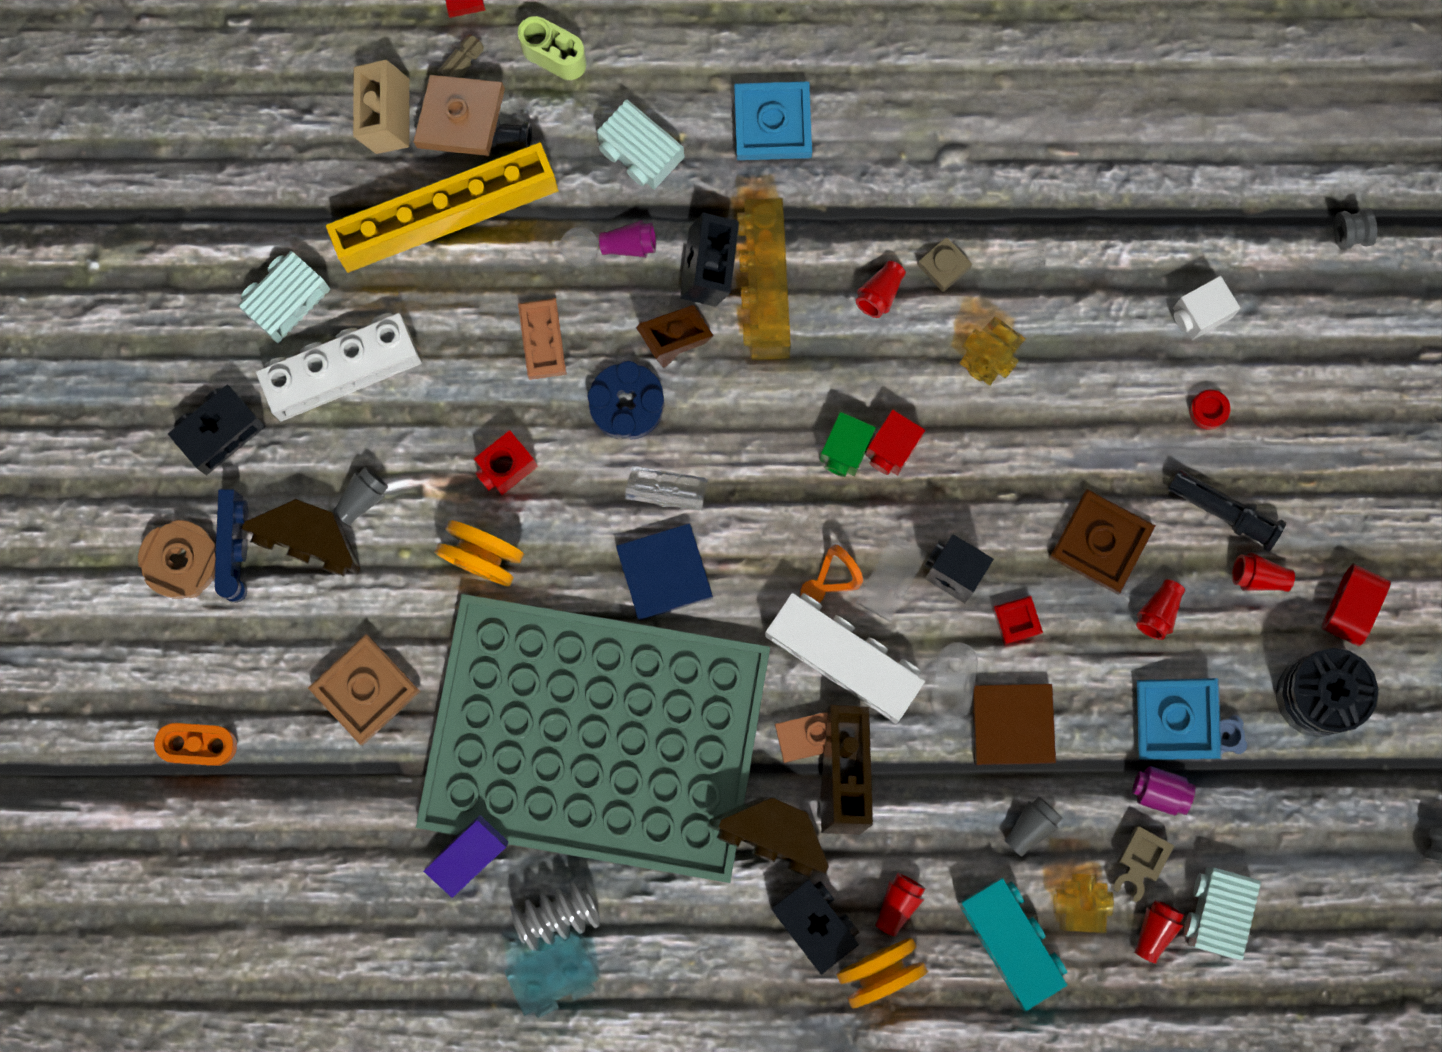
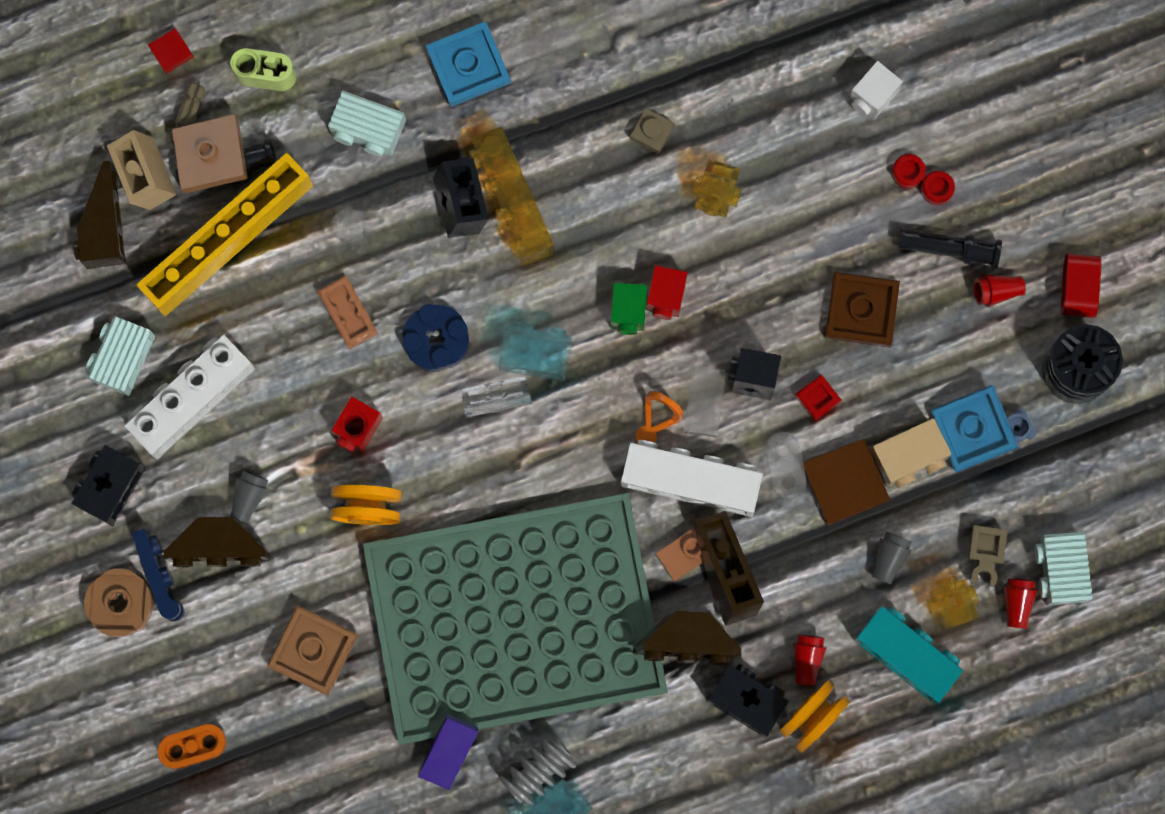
camera: 20 degrees left, 0 degrees up
(317, 150) = (100, 227): none -> dark brown slope
(629, 240) = (388, 205): magenta cone -> none
(664, 572) = (519, 465): dark blue tile -> none
(674, 333) = (455, 268): reddish brown slope -> none
(727, 455) = (535, 351): none -> clear light blue brick
(879, 291) = (608, 172): red cone -> none
(1098, 720) = (911, 453): none -> tan brick
(1160, 612) = (928, 350): red cone -> none
(1163, 791) = (983, 490): magenta brick -> none
(1235, 439) = (937, 188): none -> red tile

